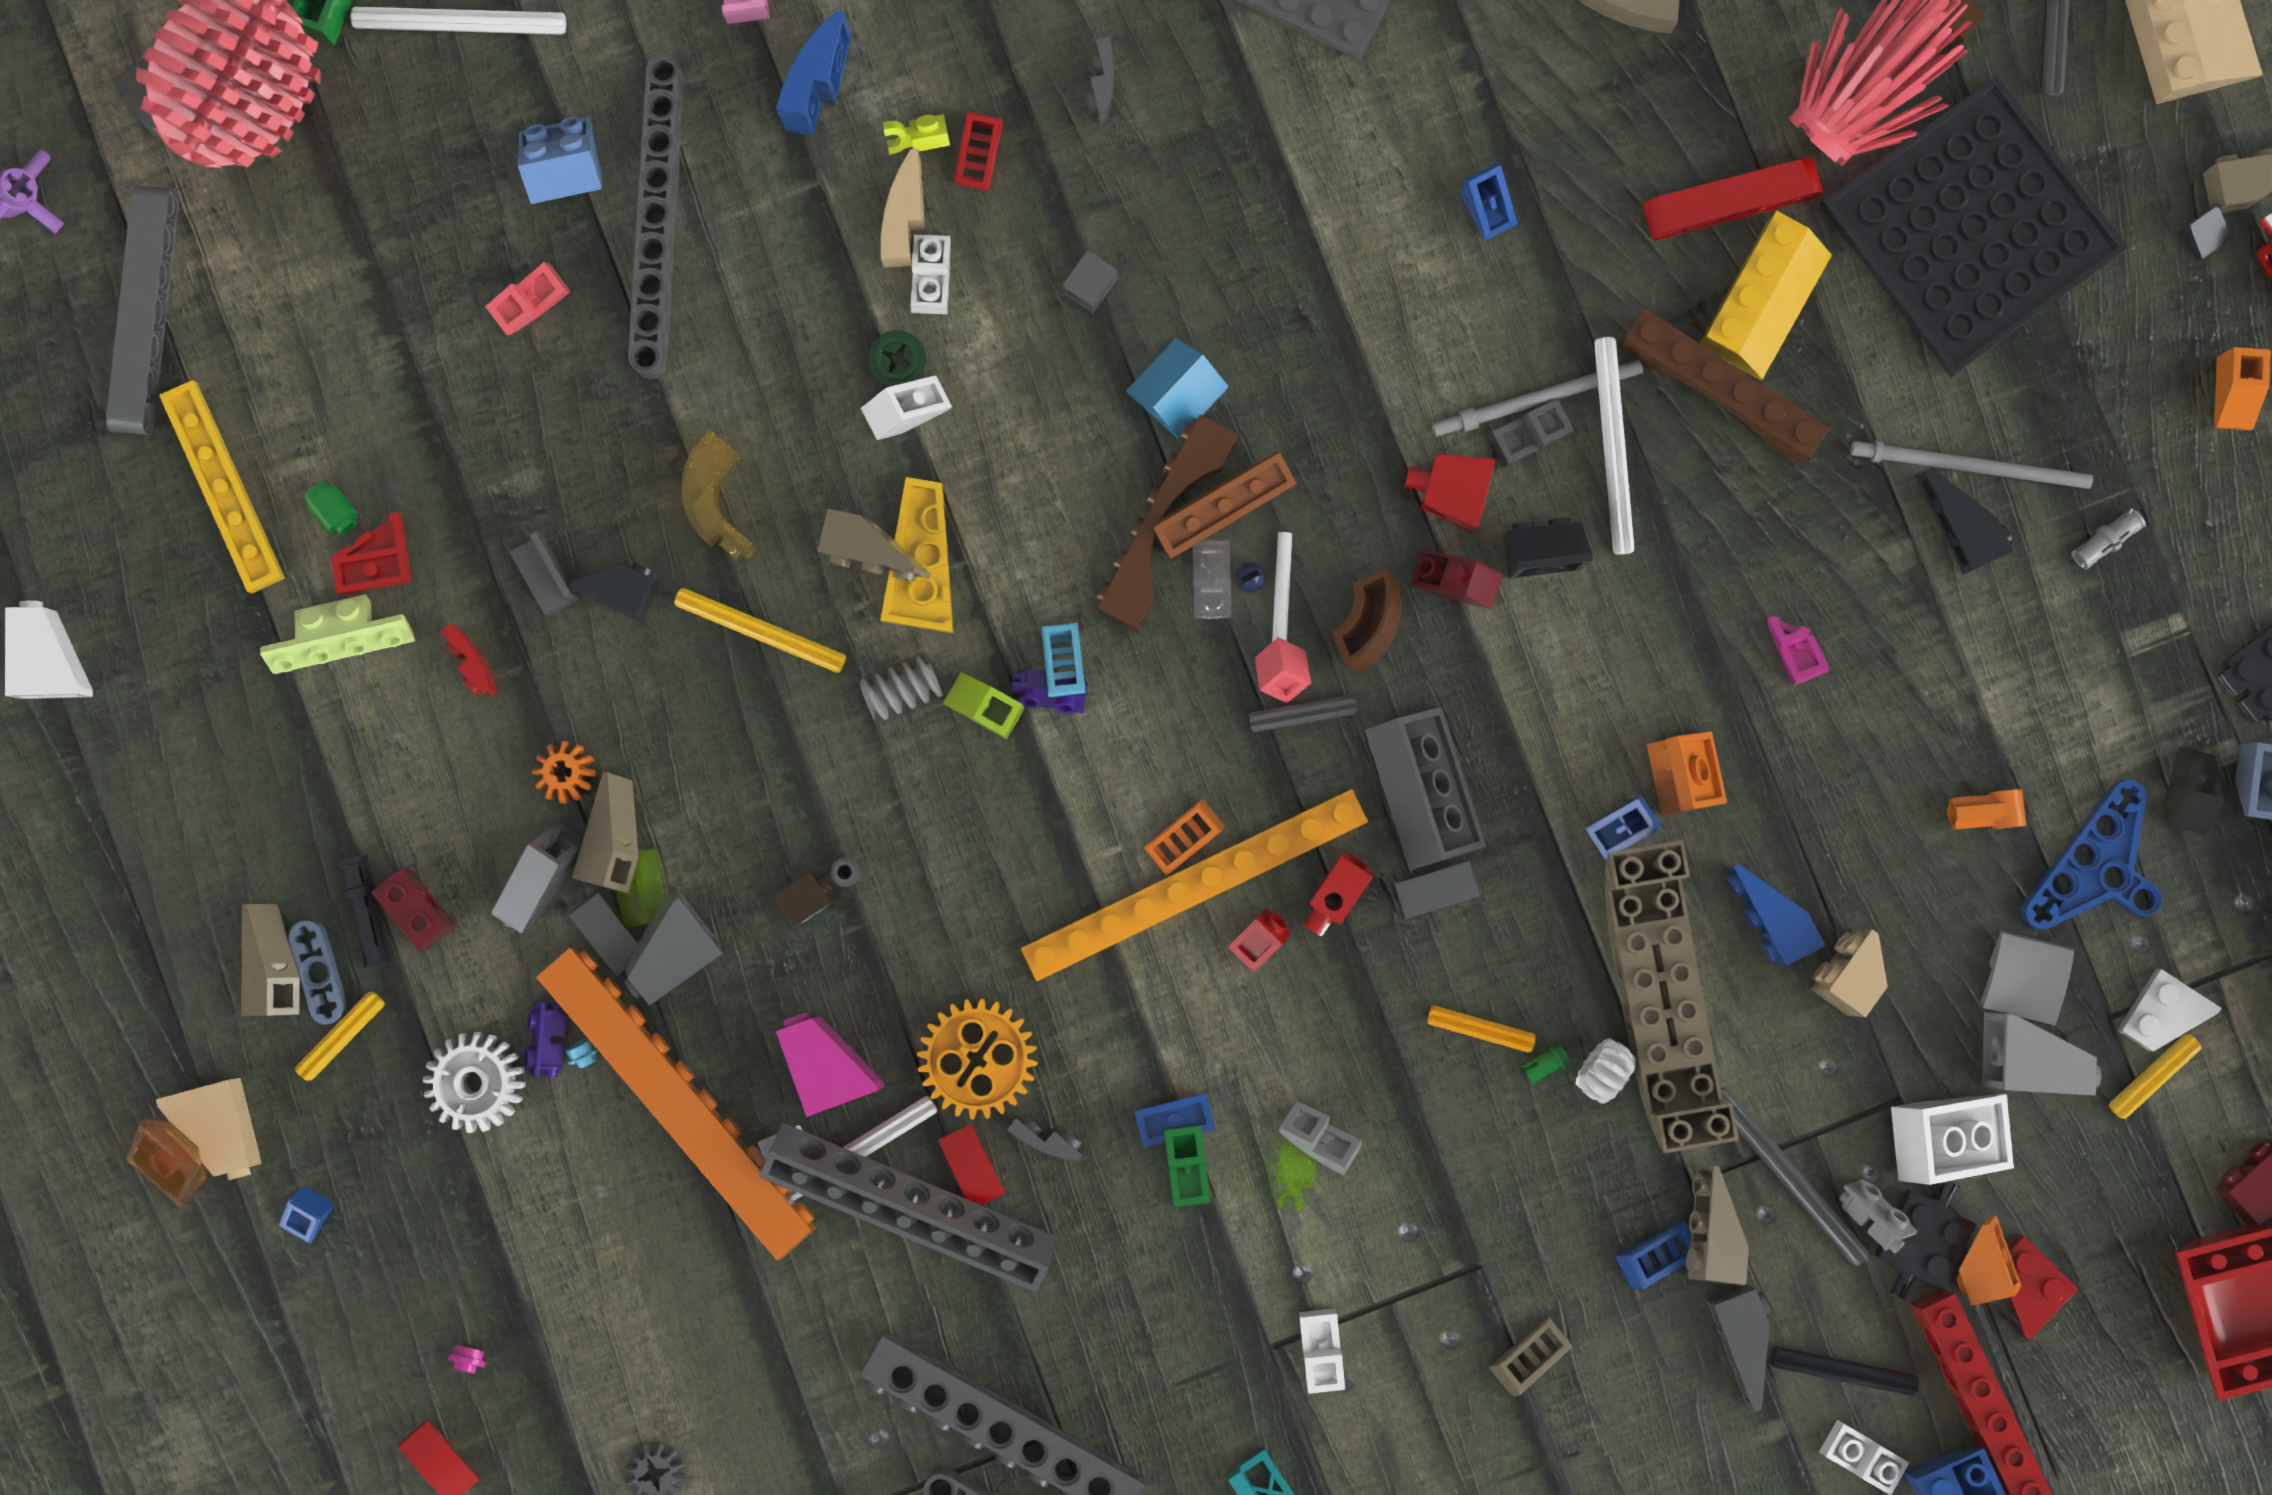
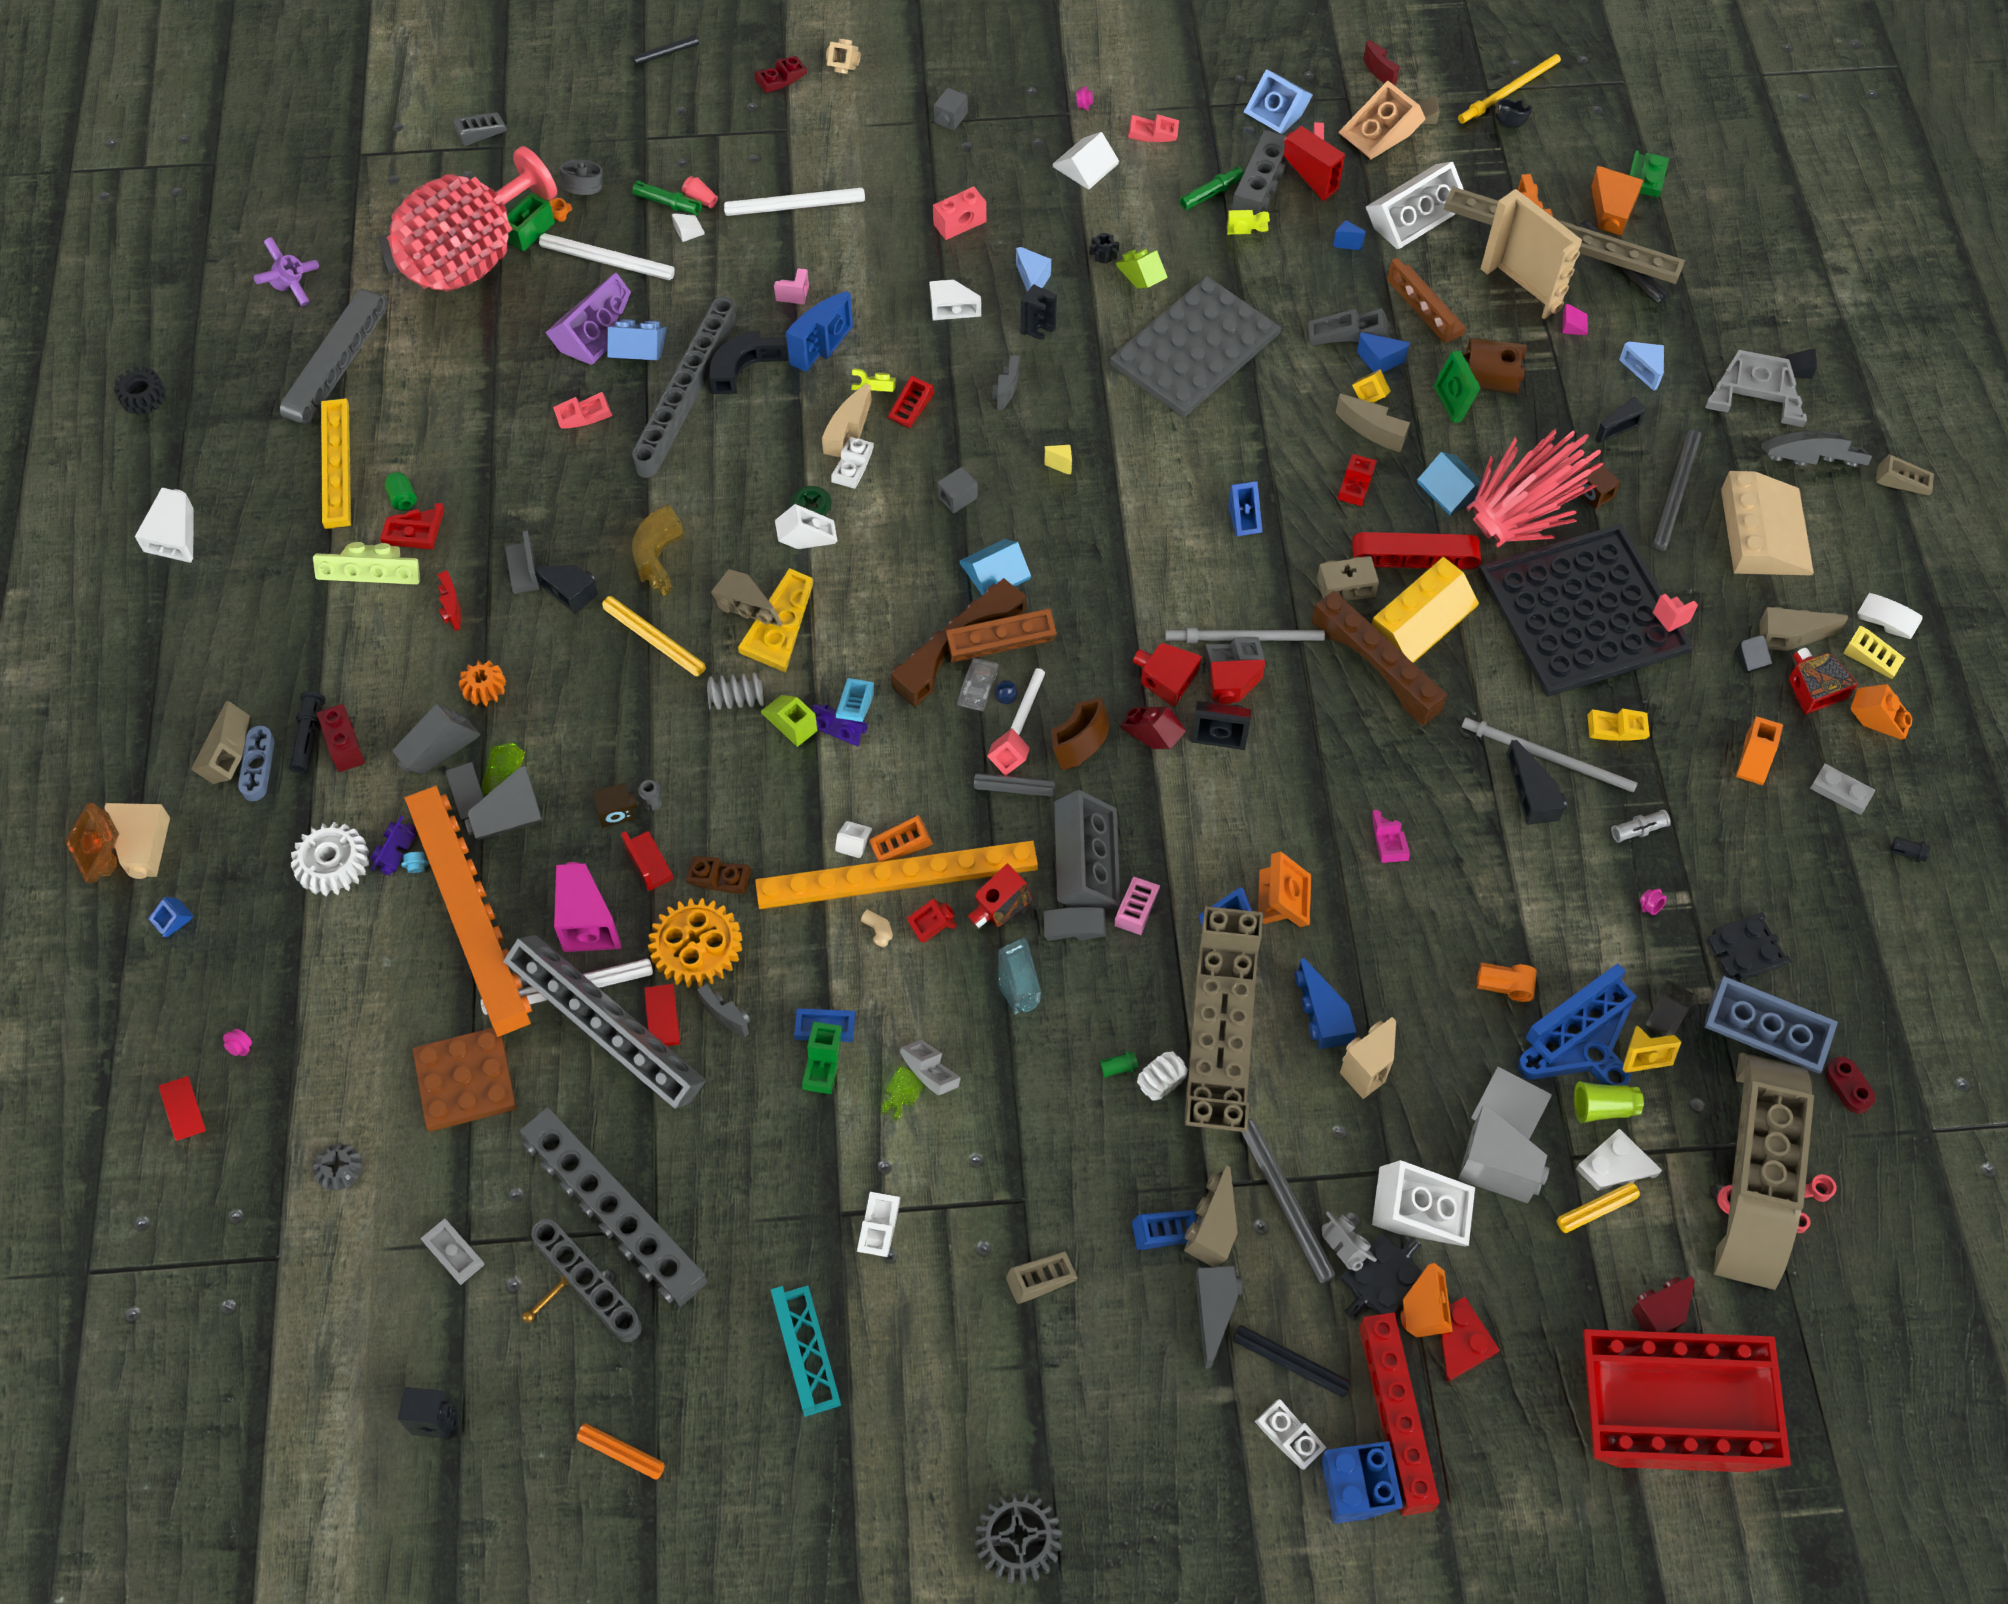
camera: 15 degrees right, 25 degrees down
(339, 1036) = (251, 807): yellow axle -> none
(480, 150) = (584, 328): none -> medium lavender wedge
(610, 840) = (495, 729): dark tan slope -> none
(709, 143) = (740, 353): none -> black arch
(760, 1318) = (464, 1079): none -> dark orange plate
(874, 960) = (647, 860): none -> red panel
(971, 953) = (718, 876): none -> reddish brown slope
(1122, 850) = (852, 839): none -> white slope
(1200, 966) = (881, 927): none -> tan arm
(1213, 187) = (1059, 458): none -> light yellow slope
(1399, 1001) = (1018, 977): none -> clear light blue slope
(1481, 1028) = (1077, 1028): light orange axle -> none
(1492, 865) = (1132, 923): none -> bright pink slope
(1542, 477) = (1234, 679): none -> red slope
(1614, 445) = (1290, 675): white axle -> none
(1624, 101) = (1357, 480): none -> red slope
(1639, 289) = (1349, 578): none -> dark tan brick
(1755, 69) = (1450, 482): none -> dark azure slope
(2051, 394) = (1620, 726): none -> yellow slope
(2083, 831) = (1578, 1003): none -> blue fence
(2096, 207) = (1673, 612): none -> coral panel
(2140, 941) = (1606, 1101): none -> lime plant
(2143, 644) = (1653, 901): none -> dark pink plate
(2173, 864) = (1650, 1052): none -> yellow slope

